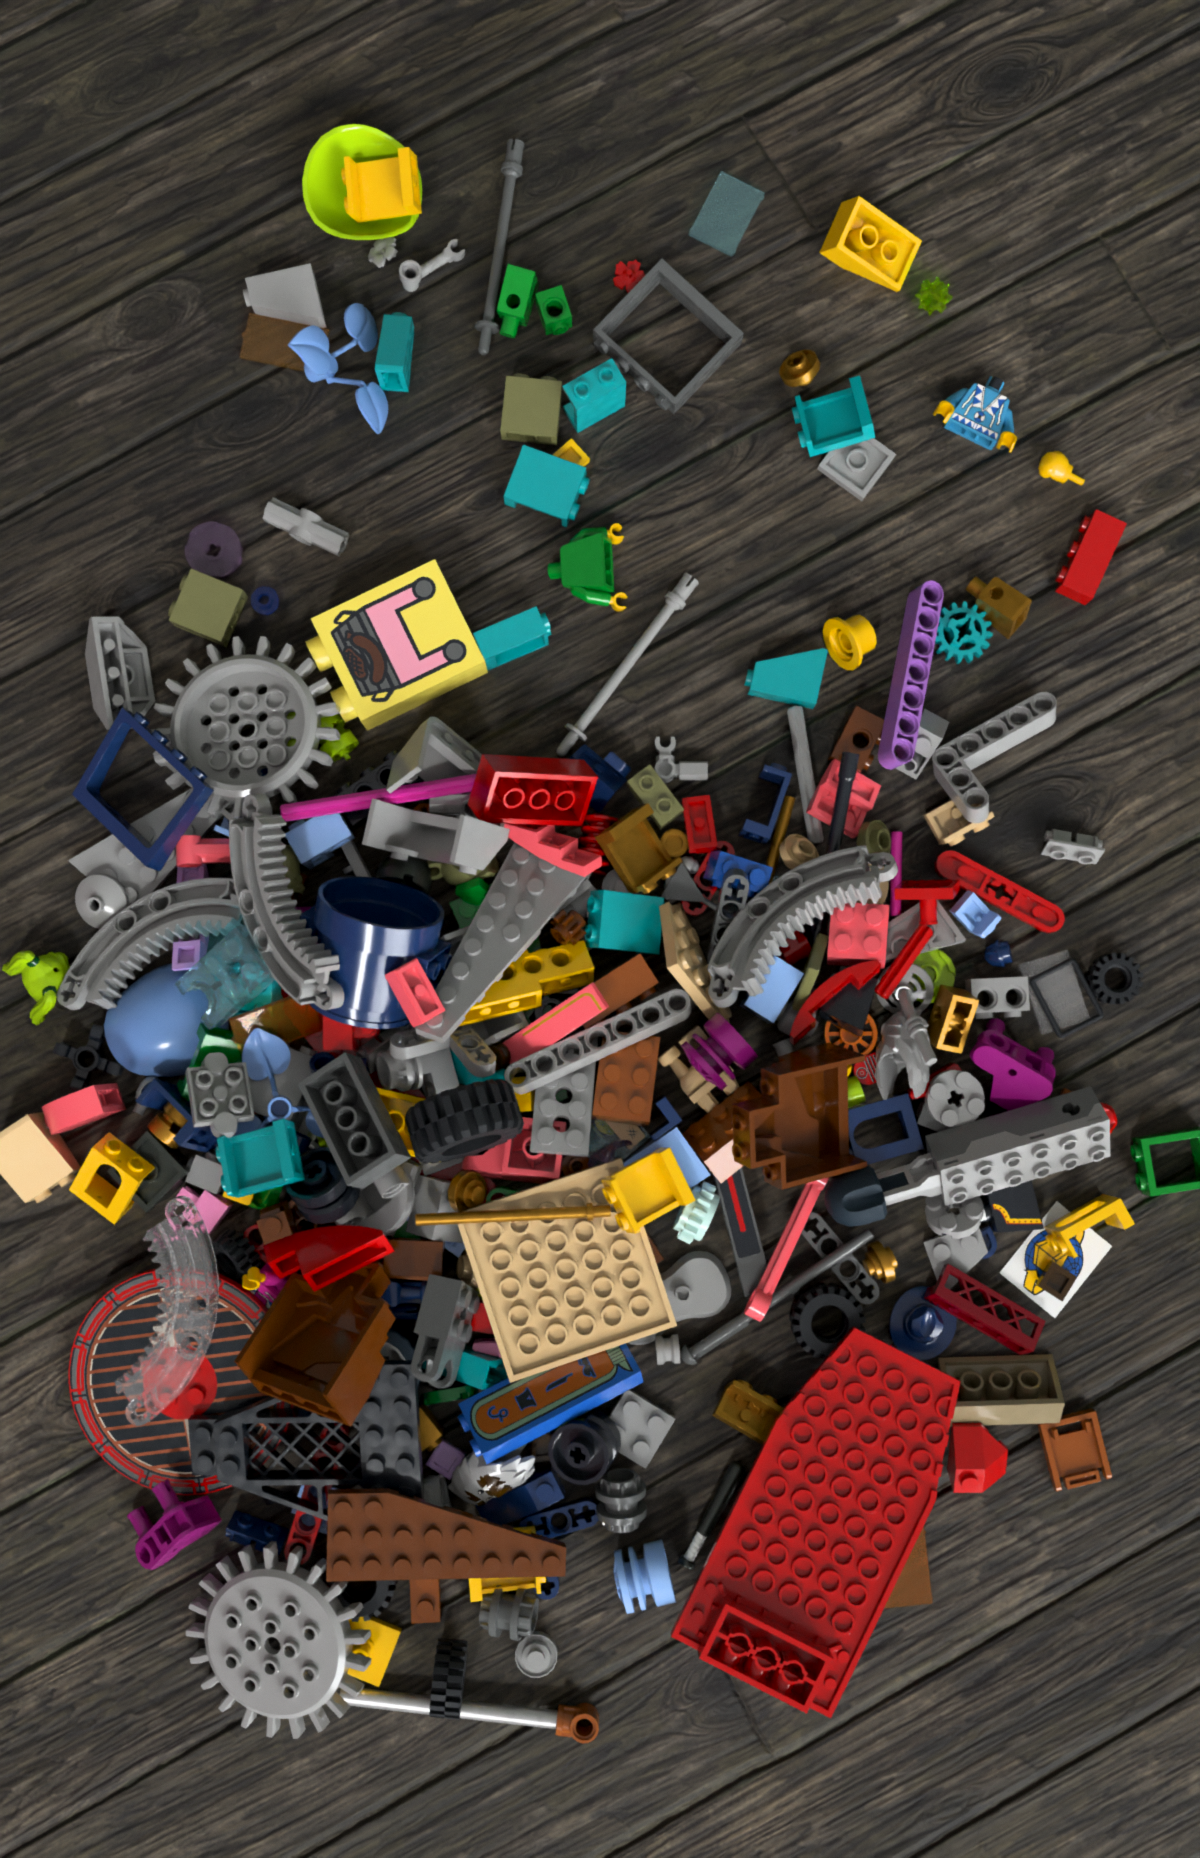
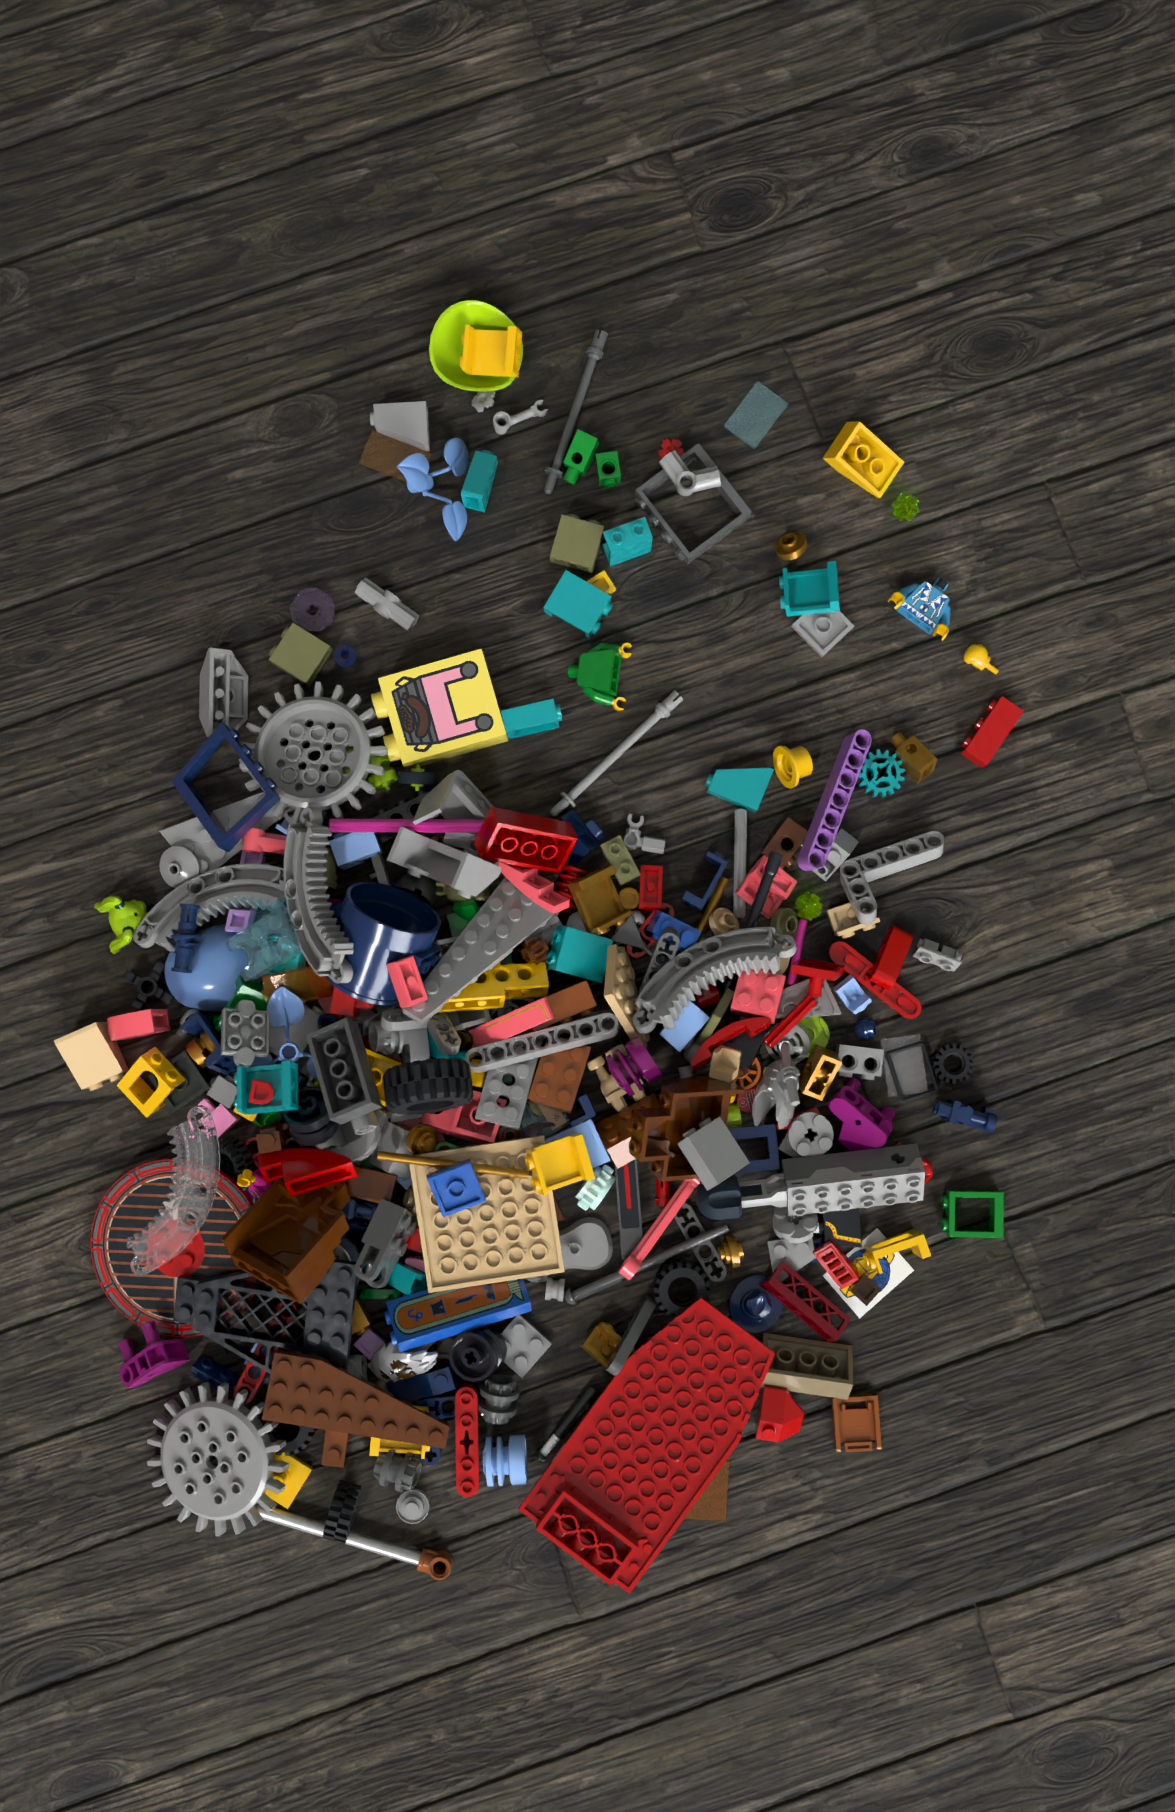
camera: 15 degrees right, 0 degrees up
(124, 988) = (185, 938): none -> dark blue piece
(253, 1166) = (261, 1092): none -> red tile
(382, 736) = (417, 777): none -> black wheel
(522, 1243) = (456, 1187): none -> blue plate
(586, 1533) = (467, 1461): none -> red piece
(643, 296) = (678, 471): none -> light grey piece
(774, 1391) = (631, 1335): none -> dark grey beam
(780, 1204) = (662, 1192): none -> red pin
(833, 1028) = (725, 1064): none -> tan panel
(838, 1142) = (712, 1152): none -> light grey brick
(900, 813) = (808, 906): none -> clear neon green gear
(1015, 859) = (890, 957): none -> red beam
(1028, 1268) = (843, 1276): none -> red slope
(1135, 1039) = (955, 1112): none -> dark blue hips

